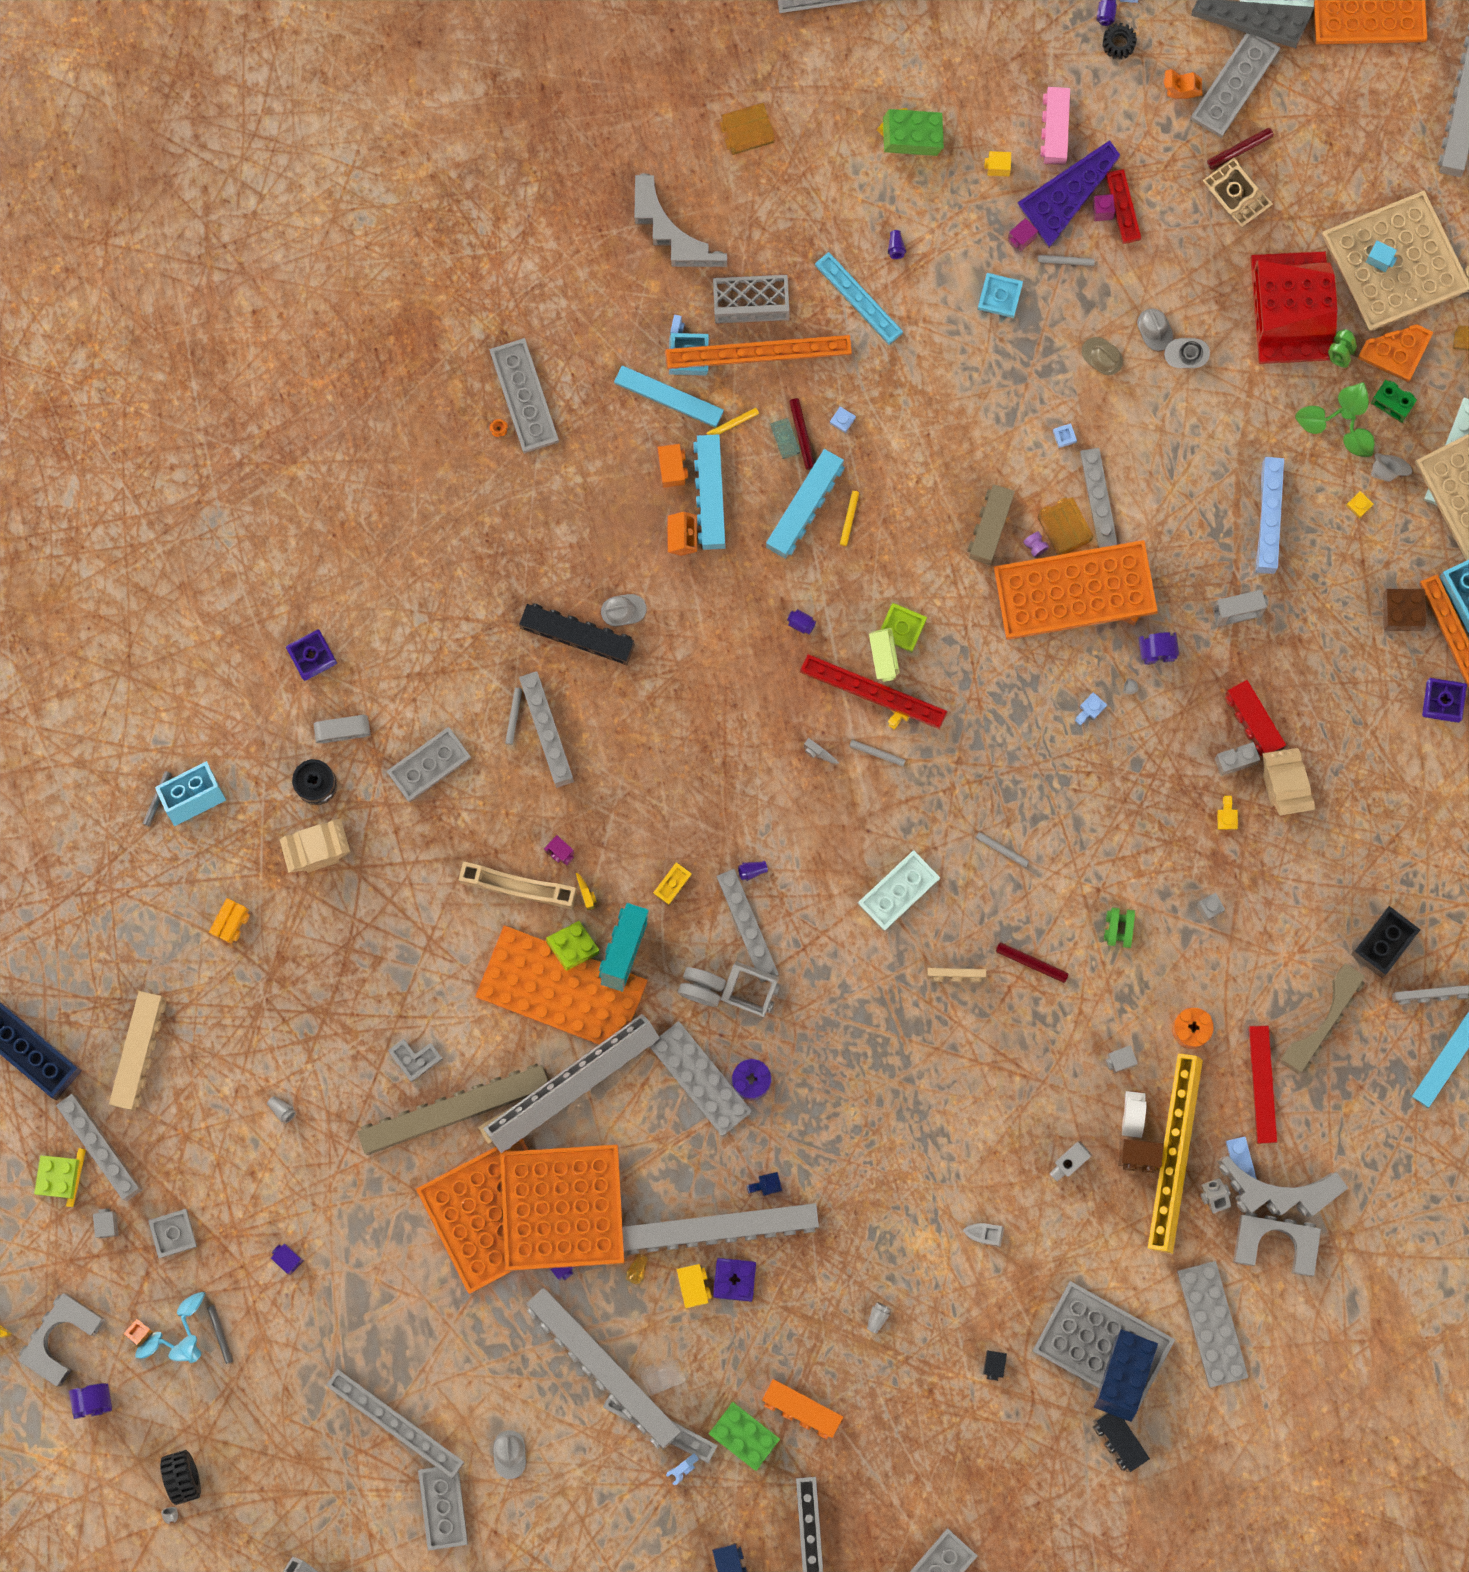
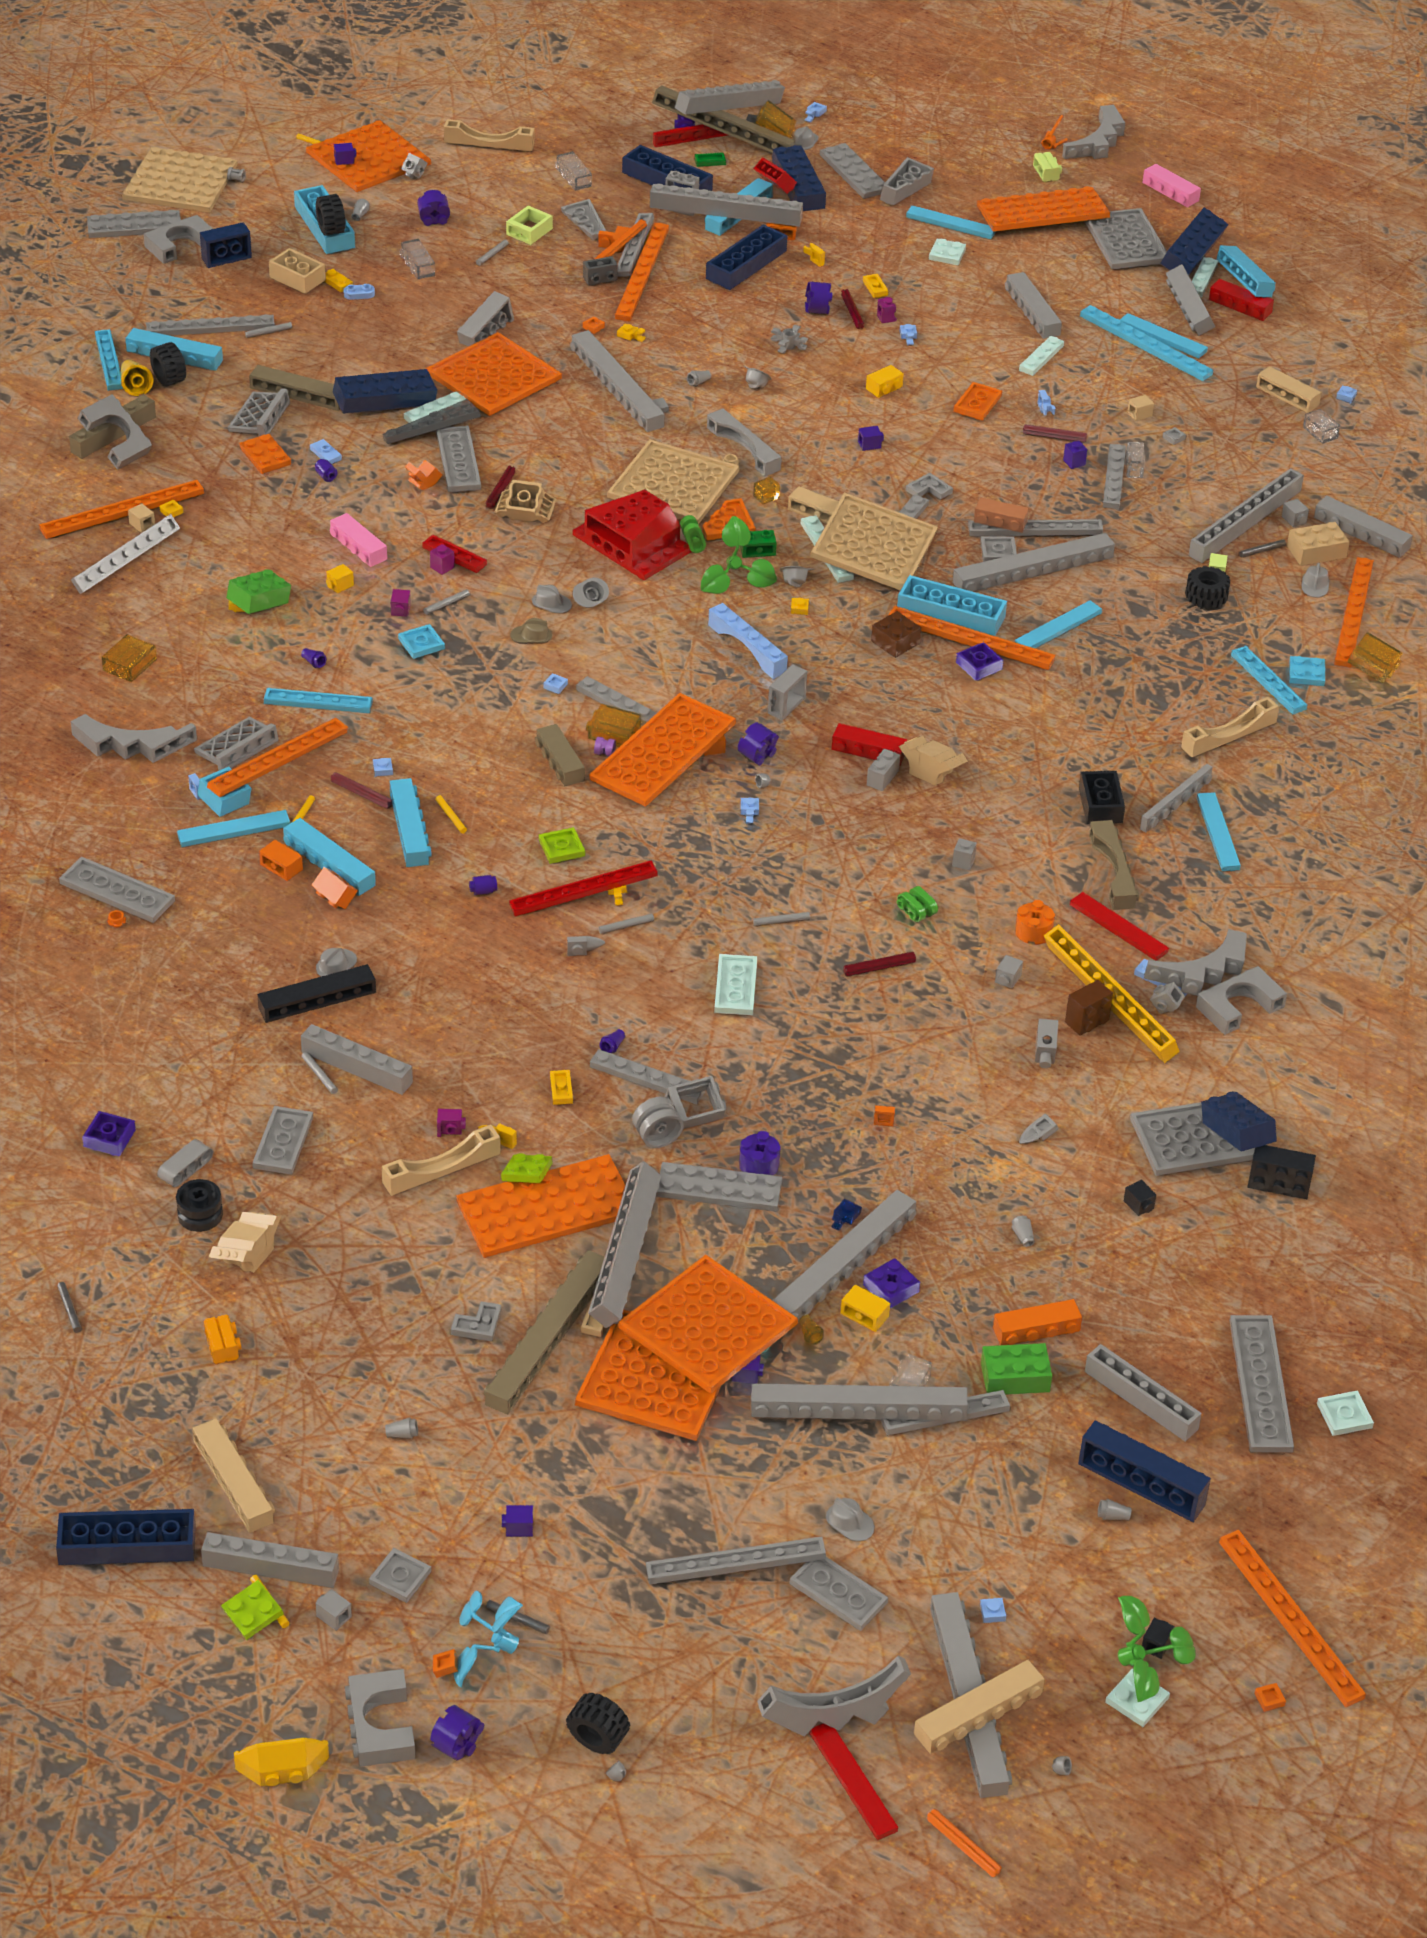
camera: 50 degrees left, 35 degrees down
(190, 793) = (98, 1279): medium azure slope -> none
(623, 947) = (570, 1134): teal brick -> none
(686, 1466) = (995, 1418): light blue plate -> none
(785, 438) = (351, 800): clear light blue plate -> none
(883, 1119) = (884, 1115): none -> orange plate
(884, 654) = (568, 855): yellowish green window -> none
(956, 975) = (834, 1001): tan plate -> none
(1060, 199) = (407, 565): dark purple wing -> none
(1119, 31) = (352, 479): black tyre -> none
(1134, 1114) = (1056, 990): white brick -> none
(1212, 1324) = (1255, 1075): light grey plate -> none
(1227, 818) = (913, 806): yellow plate -> none
(1381, 256) = (662, 477): medium azure brick -> none

